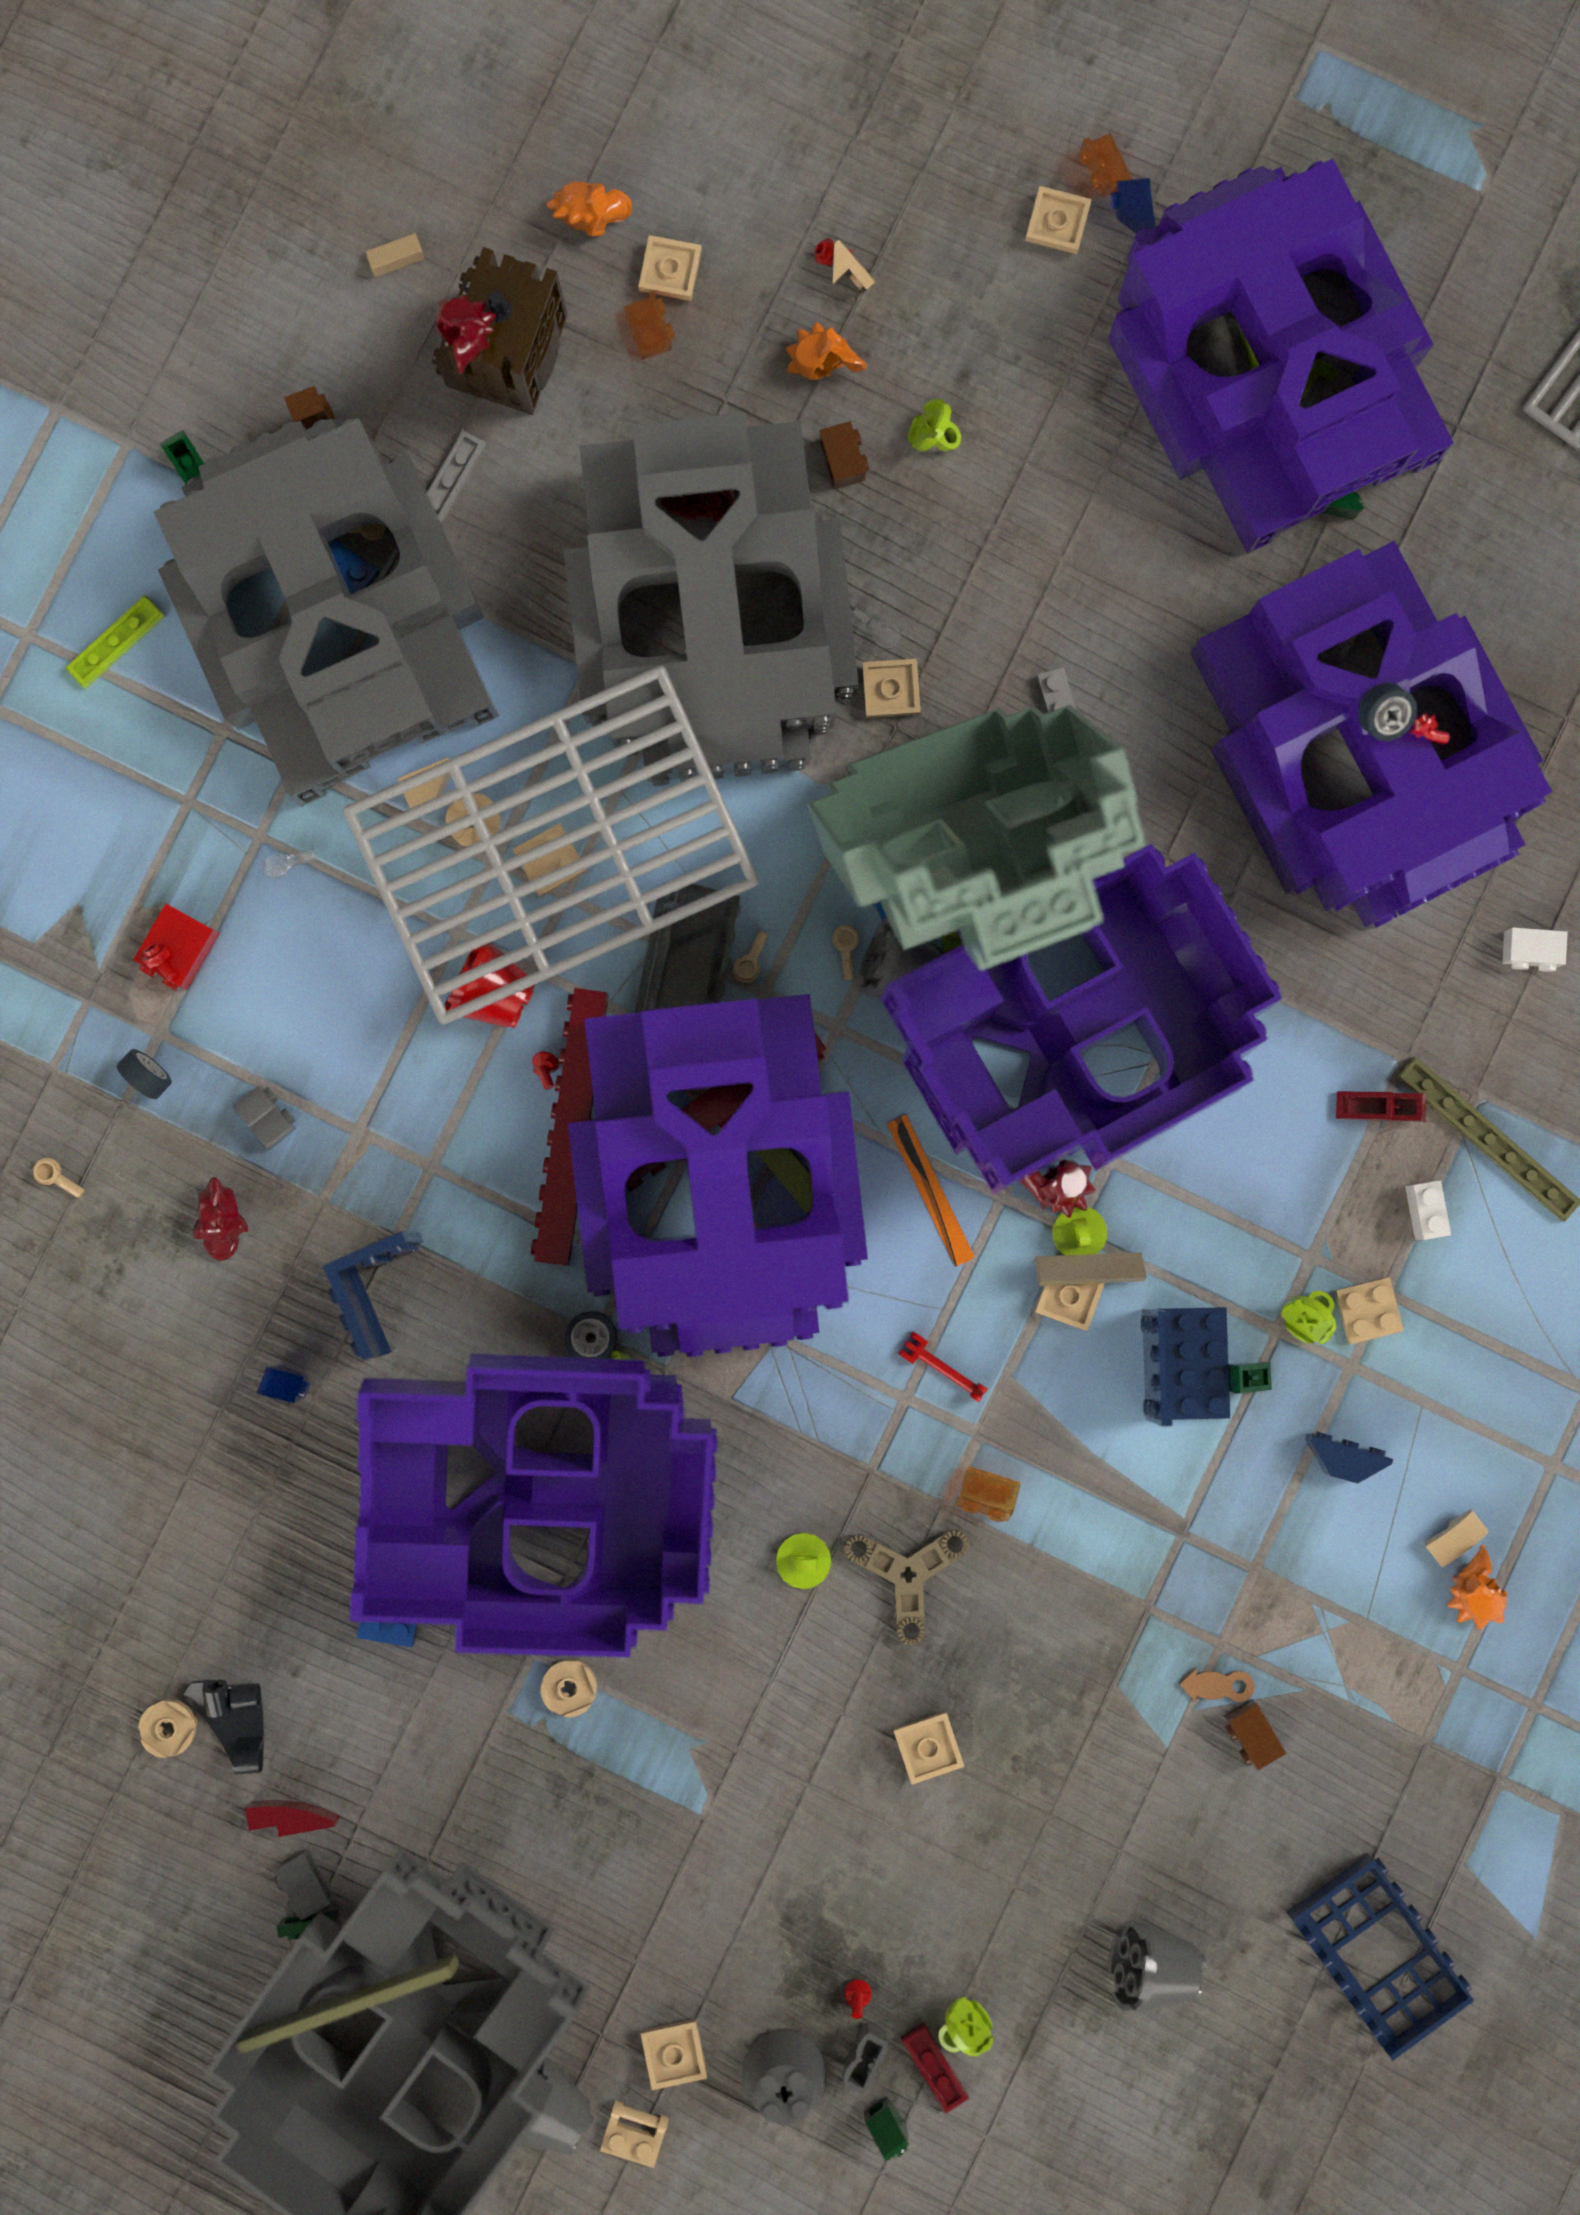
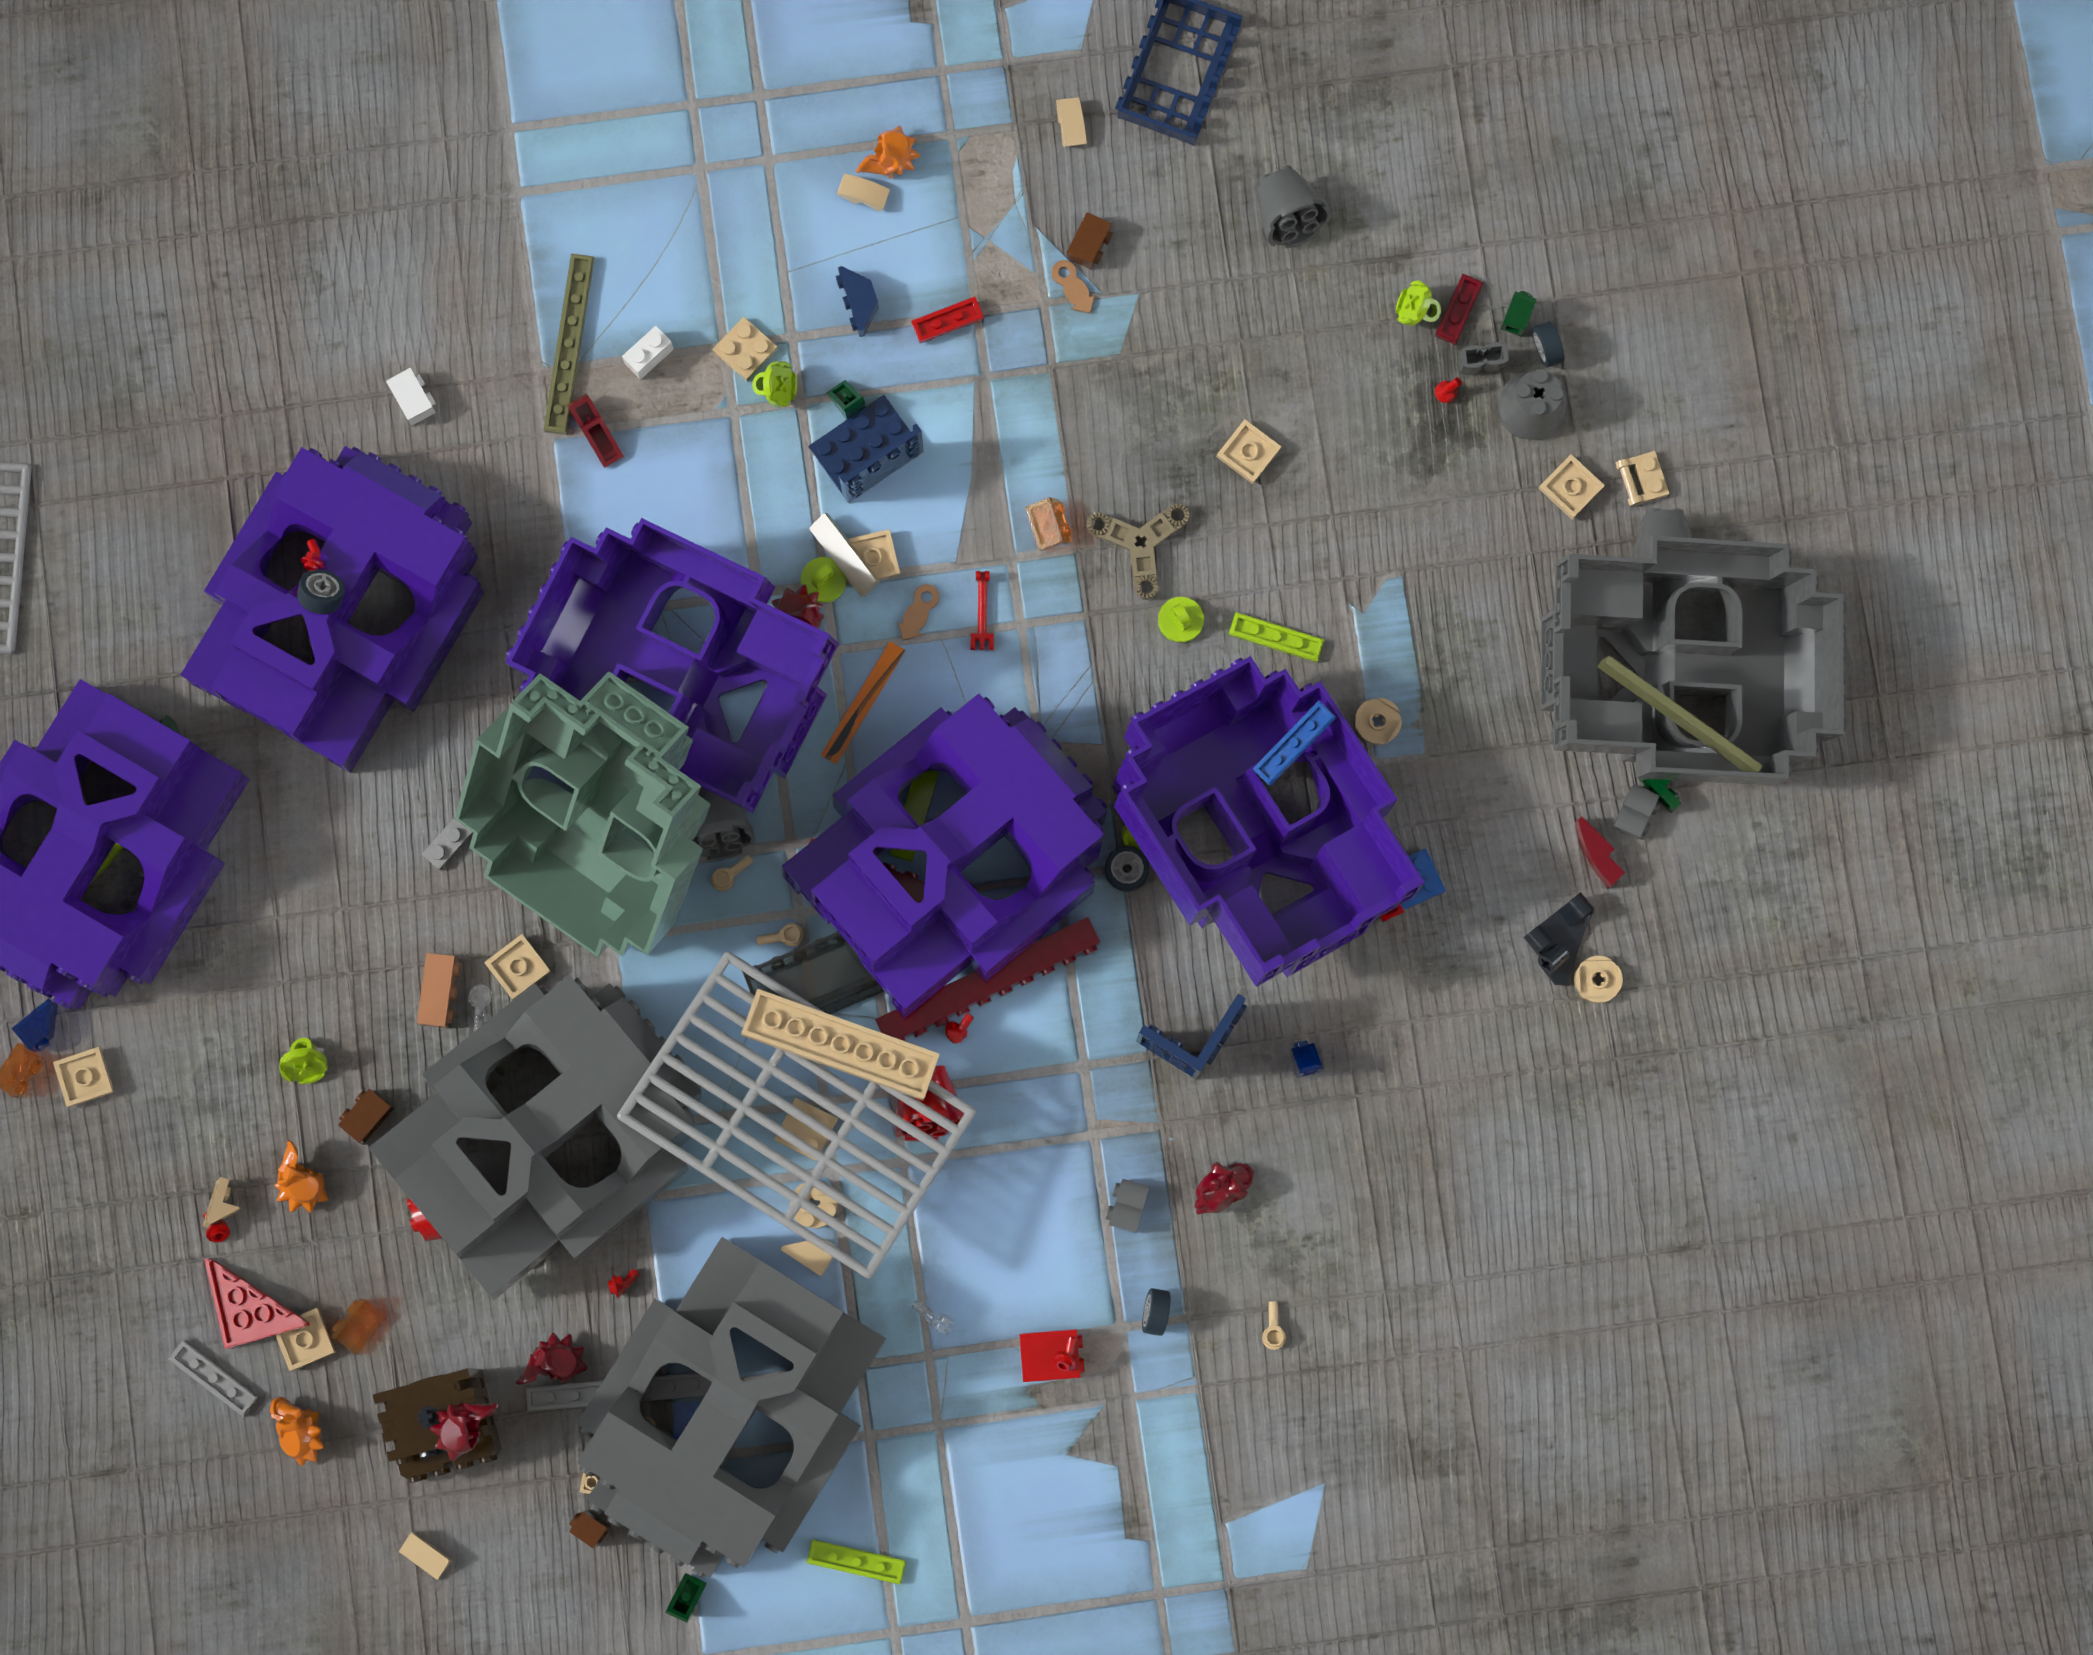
camera: 125 degrees left, 5 degrees down
(490, 481) = (555, 1359): none -> dark red head
(521, 586) = (618, 1285): none -> red plate
(586, 1587) = (1294, 743): none -> blue tile
(590, 931) = (840, 1044): none -> tan plate
(691, 166) = (213, 1378): none -> light grey tile
(722, 1644) = (1276, 637): none -> lime tile
(732, 231) = (245, 1311): none -> tile
(835, 2137) = (1548, 344): none -> black wheel
(918, 598) = (438, 991): none -> nougat brick
(984, 1303) = (918, 612): none -> medium nougat brick
(1266, 1534) = (947, 320): none -> red plate
(1393, 1803) = (1071, 121): none -> tan slope

